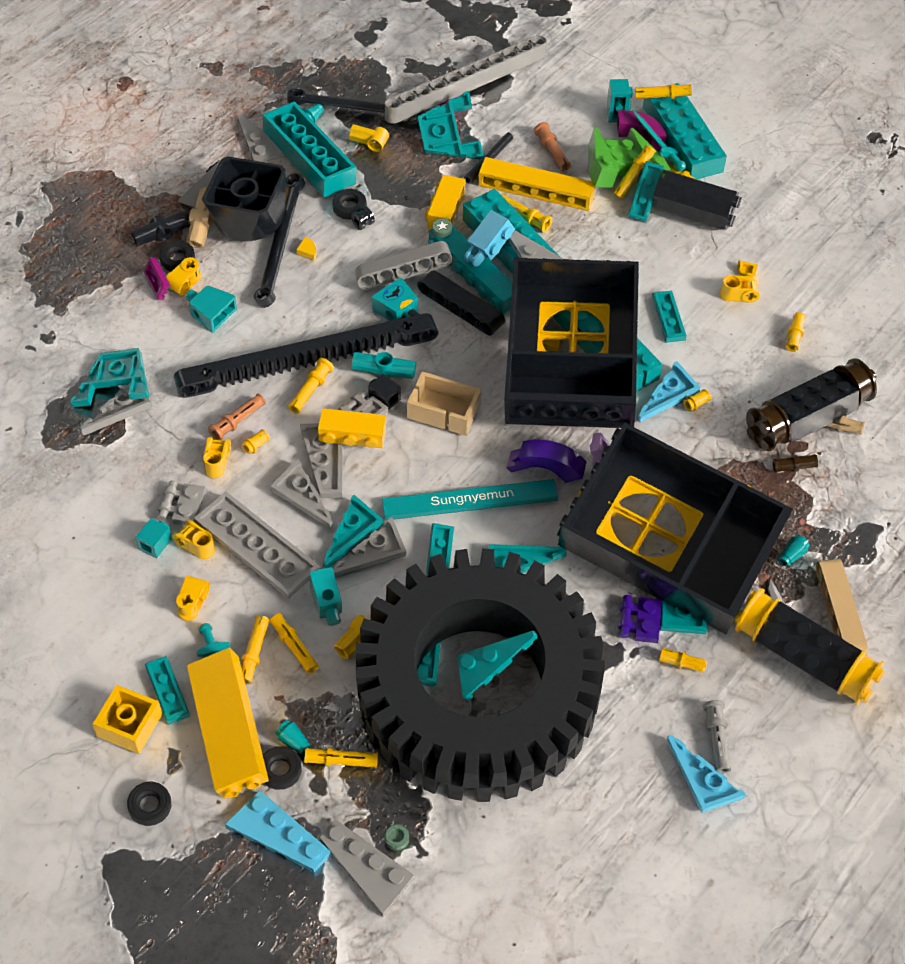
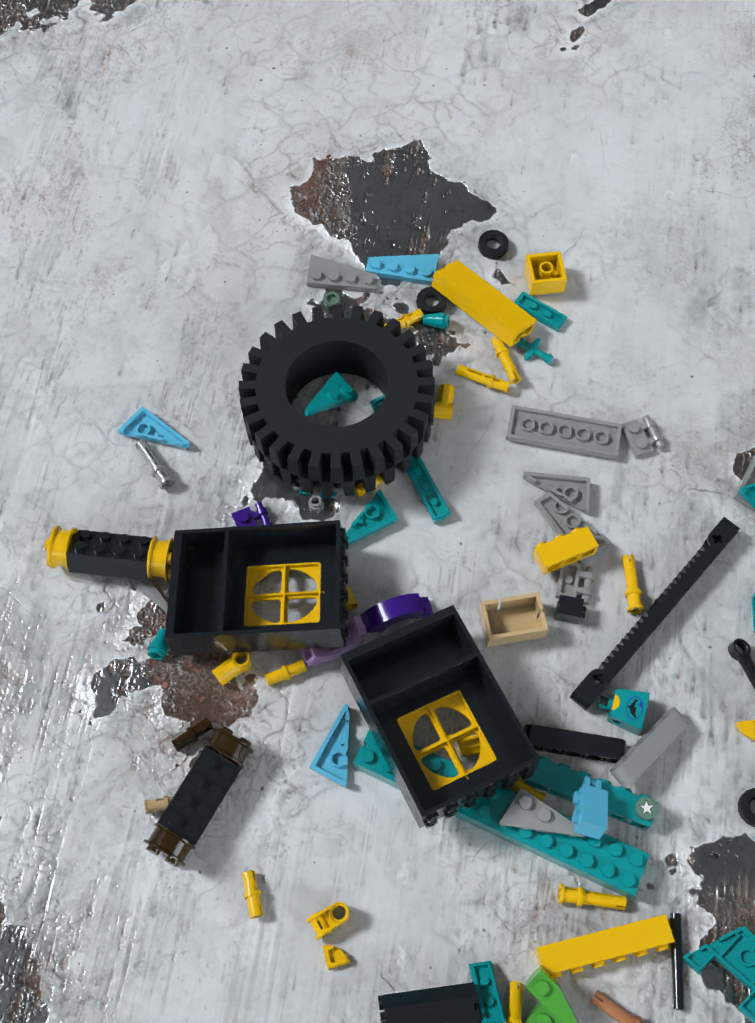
camera: 150 degrees right, 10 degrees up
(153, 537) = (636, 397): teal brick -> none
(191, 597) = (575, 371): yellow piece -> none
(195, 540) = (609, 410): yellow piece -> none
(216, 456) = (650, 485): yellow piece -> none
(229, 421) = (664, 517): nougat pin -> none
(251, 444) = (632, 511): yellow pin -> none
(326, 595) = (485, 414): teal torso -> none
(356, 526) = (505, 485): teal wing -> none
(362, 218) = (730, 792): black wheel -> none
(377, 549) = (476, 475): light grey wing -> none
(385, 364) = (577, 639): teal piece -> none
(446, 200) = (671, 860): yellow brick -> none
(469, 499) = (438, 554): teal tile -> none
(669, 316) = (381, 846): teal tile -> none
(682, 660) = (205, 506): yellow axle -> none
(692, 403) = (307, 755): yellow pin -> none
(840, 602) = (102, 612): tan beam -> none

